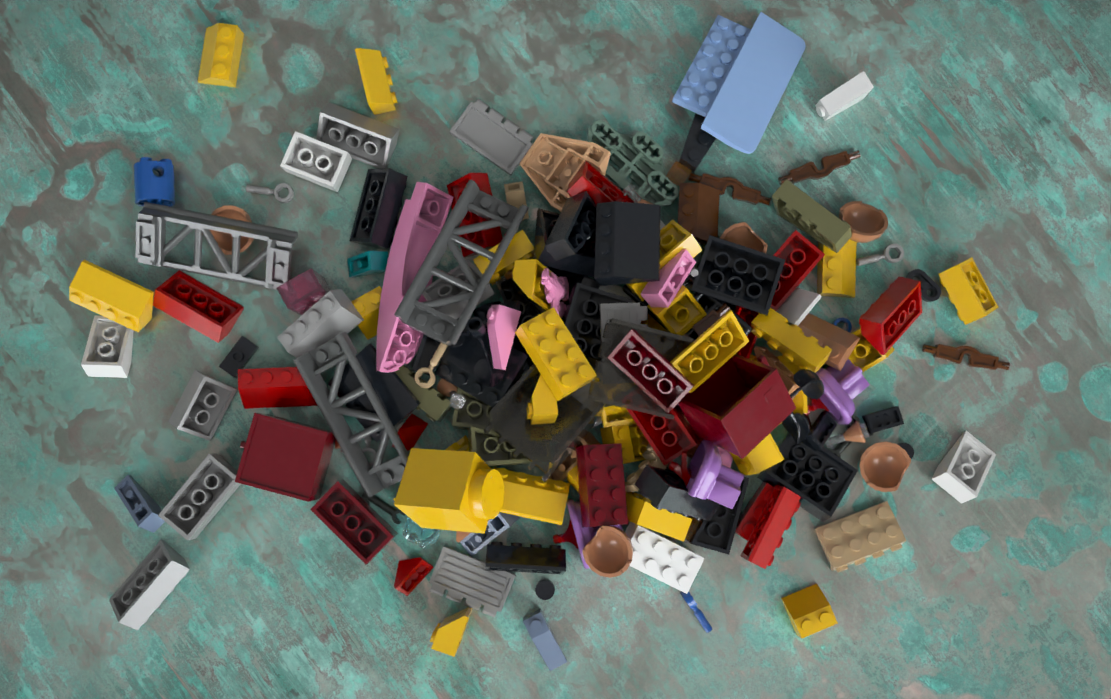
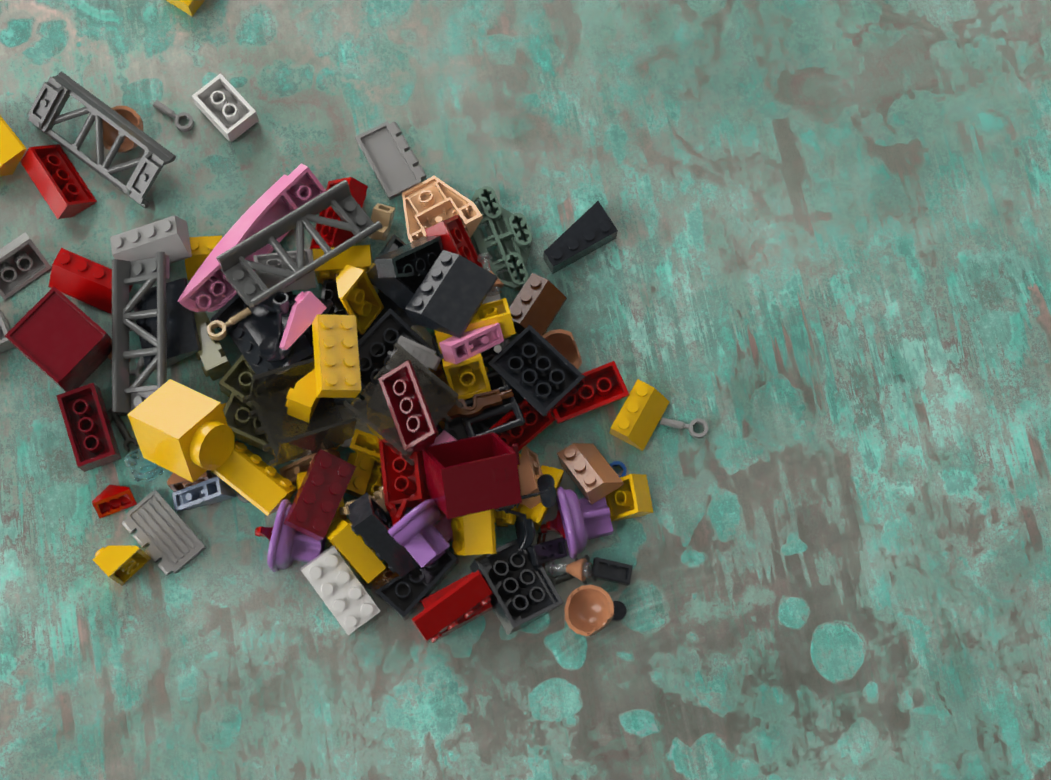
camera: 25 degrees right, 10 degrees down
(154, 182) = (79, 59): blue cylinder -> none
(238, 356) = (69, 239): black plate -> none
(303, 291) = (152, 205): clear pink brick -> none
(358, 135) = (273, 103): light grey slope -> none
(367, 263) = (222, 213): teal slope -> none
(376, 81) = (313, 64): yellow slope -> none
(378, 208) = (258, 172): black slope -> none
(411, 431) = (183, 373): red slope -> none
(447, 389) = (232, 354): piece -> none
(525, 559) = (220, 534): black slope -> none
(544, 639) = (199, 616): sand blue slope -> none
(545, 589) = (224, 573): black tile -> none
(555, 290) = (368, 308): bright pink animal -> none
(609, 552) = (294, 554): nougat cylinder -> none
(678, 173) = (538, 266): clear orange tile -> none
(698, 613) = (349, 650): blue piece -> none
(711, 350) = (471, 416): yellow slope -> none
(739, 191) = (585, 308): reddish brown piece -> none
(740, 79) = (633, 209): light blue slope -> none
(790, 341) = (554, 451): yellow wedge -> none
(798, 305) = (577, 430): white slope -> none
(809, 611) = (453, 710): yellow slope -> none
(810, 216) = (632, 355): olive wedge -> none
(828, 163) = (679, 322): reddish brown piece -> none
(844, 96) = (719, 268): white slope -> none
(860, 536) = (536, 667): tan bracket -> none
(865, 221) = (680, 384): nougat cylinder -> none
(892, 314) = (664, 477): red slope -> none
(926, 284) = (711, 469): black plate -> none
(964, 468) = (665, 651): white slope -> none
(968, 291) = (749, 493): yellow slope -> none
(975, 358) = (727, 559): reddish brown piece -> none

